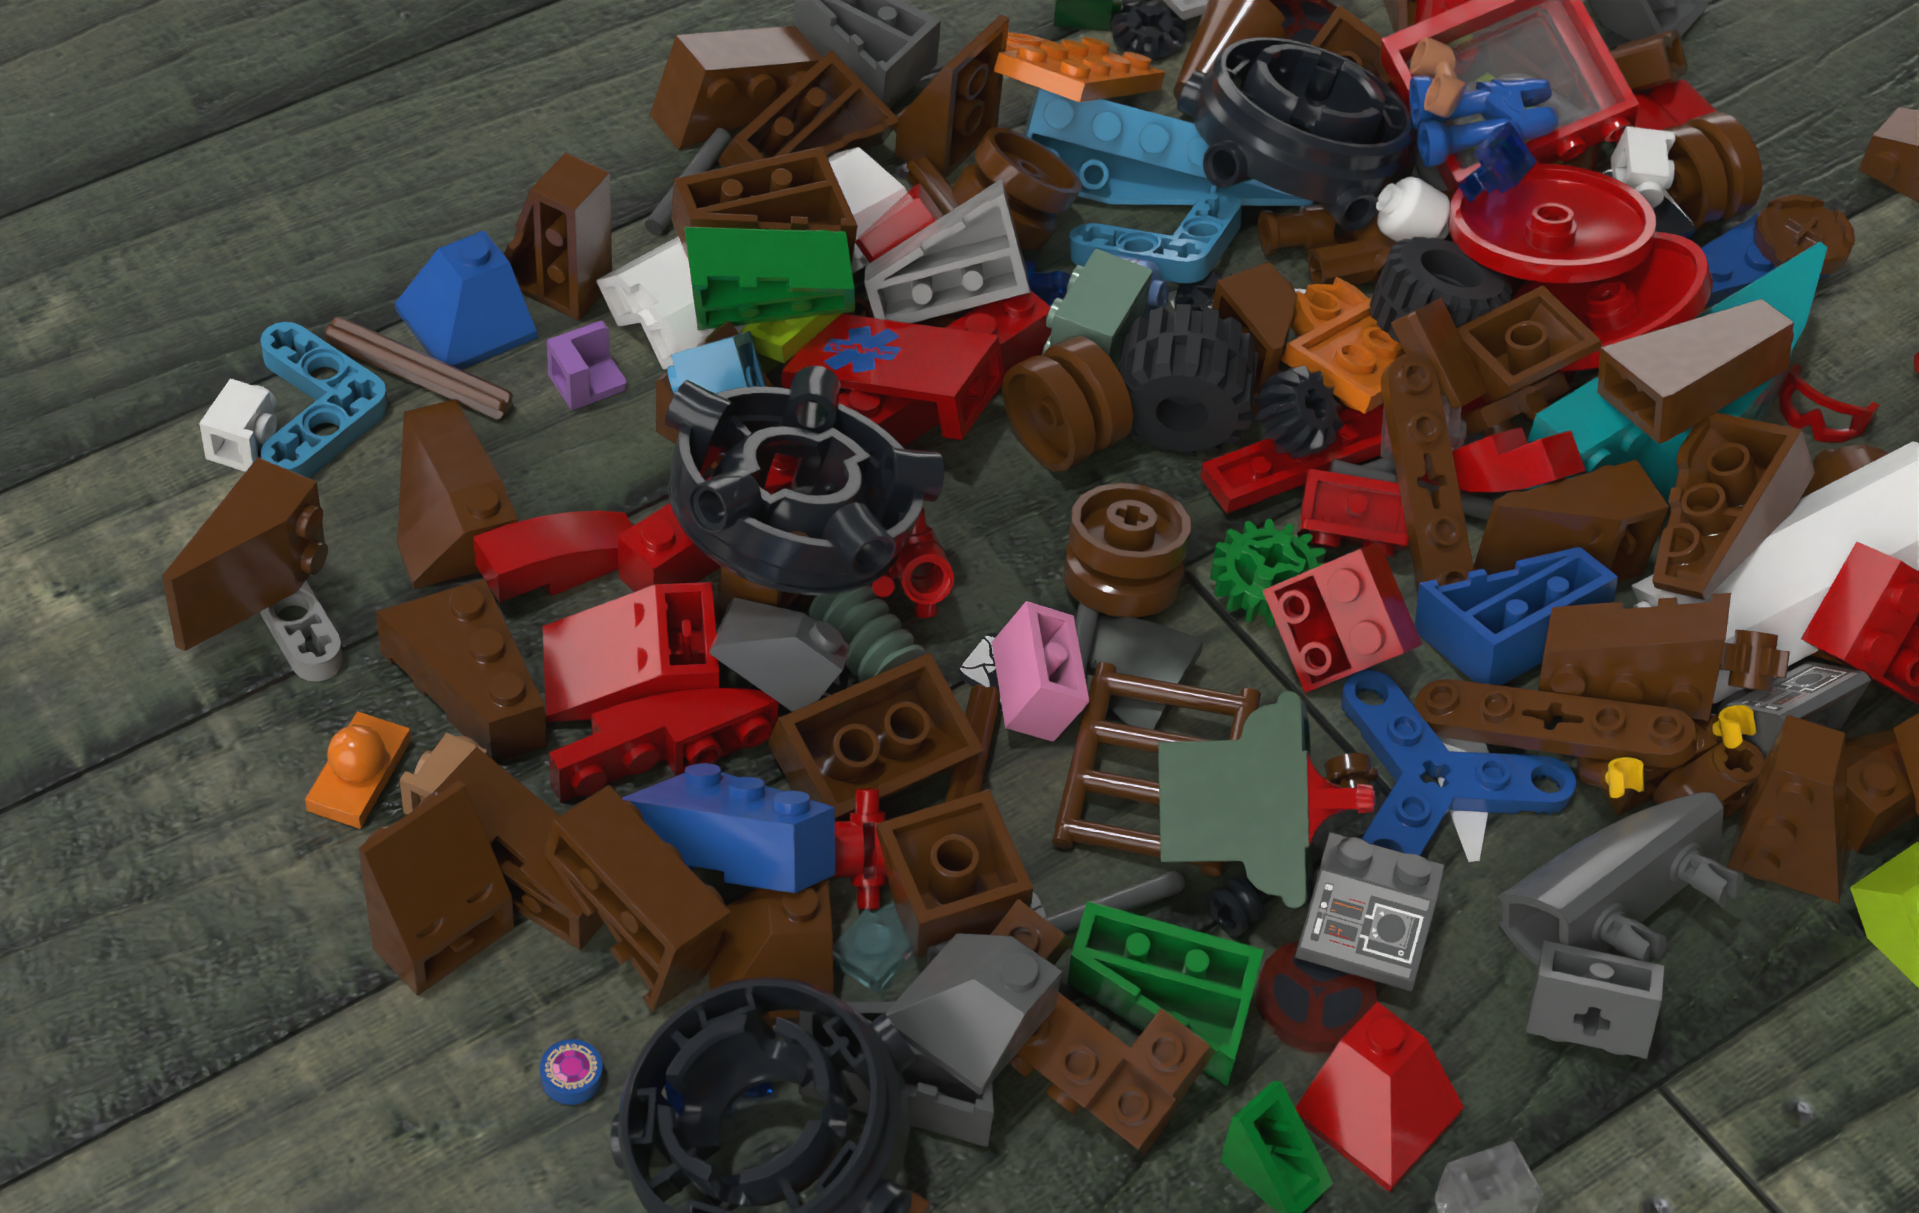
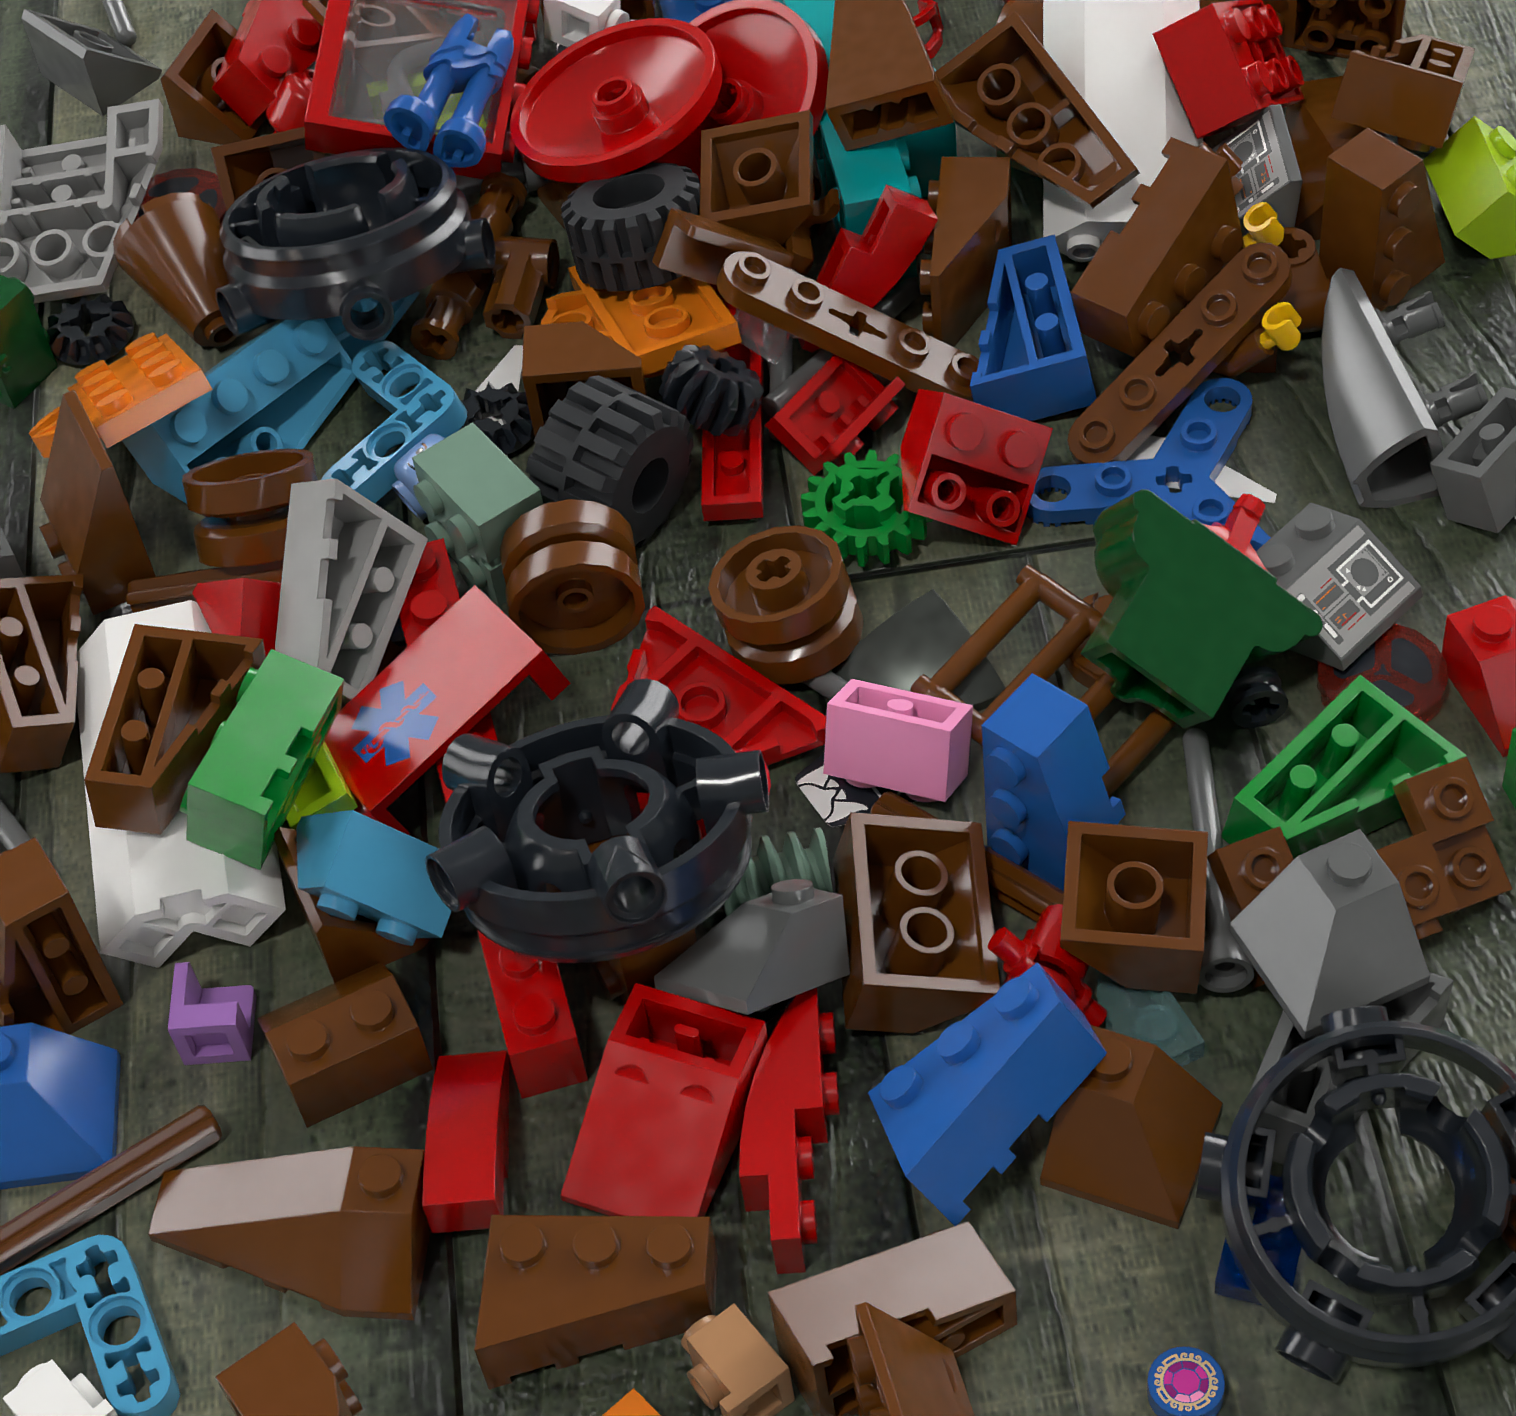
camera: 50 degrees left, 0 degrees up
(599, 449) = (346, 1043): none -> reddish brown slope
(641, 892) = (1033, 1204): reddish brown wedge -> none
(1013, 541) = (723, 692): none -> red wing
(1029, 766) = (1041, 773): none -> blue wedge
(1413, 210) = (518, 202): white head -> none
(1438, 61) = (373, 90): nougat bar -> none
(1503, 163) = (527, 100): clear blue plate -> none

